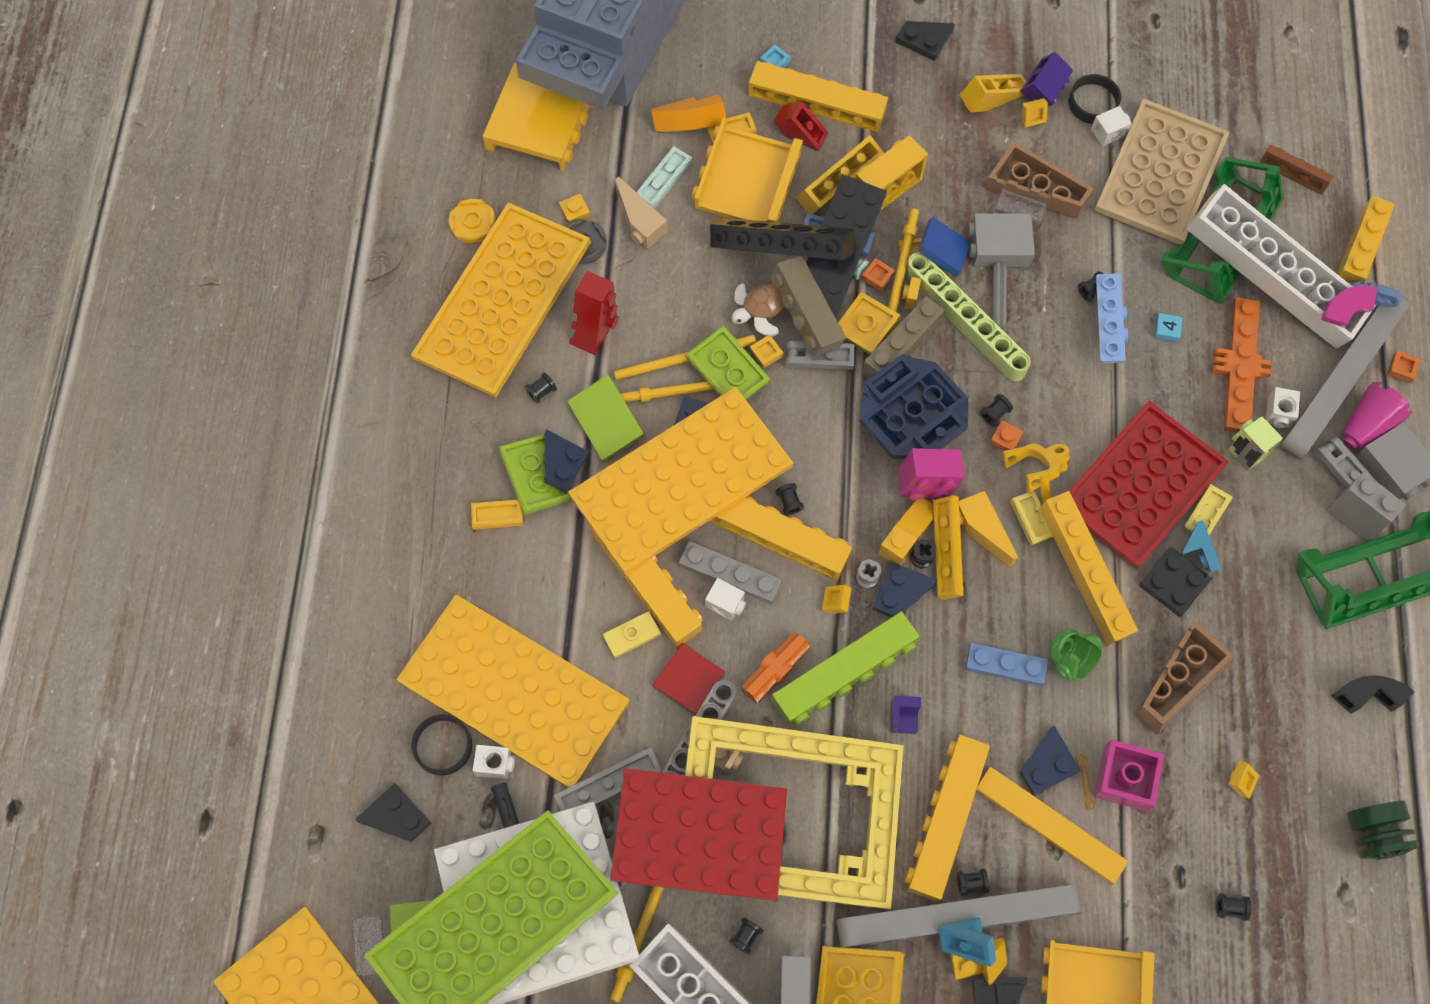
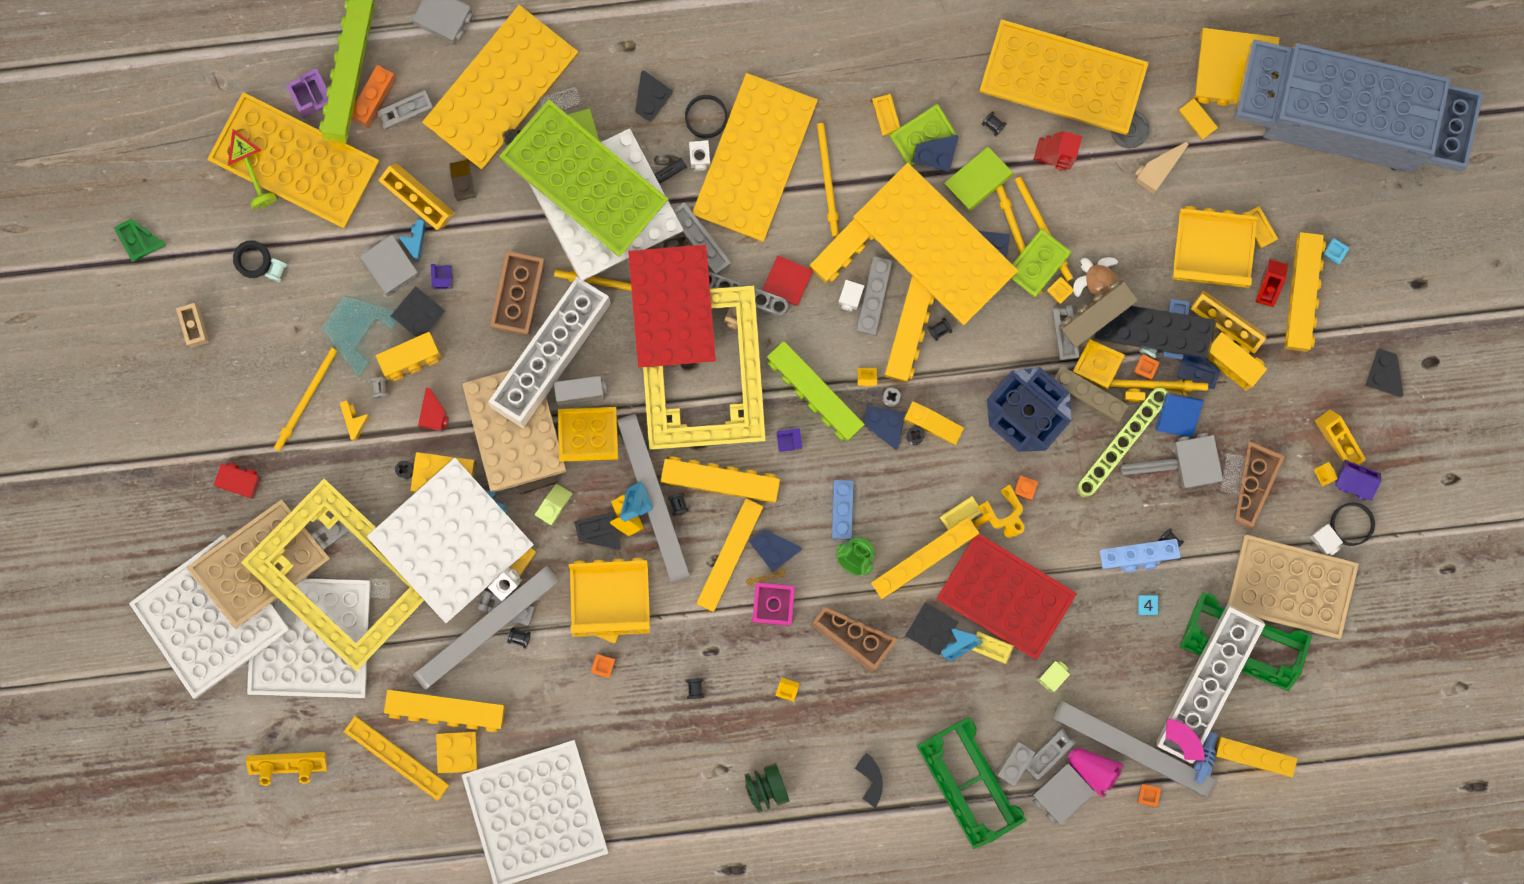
camera: 80 degrees right, 15 degrees up
(471, 220) = (1130, 37): yellow tile -> none
(574, 208) = (1157, 116): yellow plate -> none
(588, 168) = (1198, 119): none -> yellow tile
(615, 604) = (832, 215): none -> yellow bar
(631, 634) = (812, 233): light yellow plate -> none
(664, 176) = (1201, 180): light aqua tile -> none
(689, 114) = (1262, 190): light orange slope -> none
(746, 935) = (613, 353): black bush -> none
(775, 667) = (806, 341): orange piece -> none
(782, 238) = (1152, 283): black brick -> none
(892, 220) = (1198, 370): none -> dark blue wing
(930, 473) = (976, 430): dark pink brick -> none
(948, 547) = (923, 453): yellow tile -> none
(984, 526) = (950, 474): yellow slope -> none
(996, 410) = (1045, 476): black bush -> none
(1241, 363) = (1126, 666): orange hinge -> none
(1288, 401) = (1100, 696): white brick -> none
(1297, 169) = (1317, 698): dark orange plate -> none

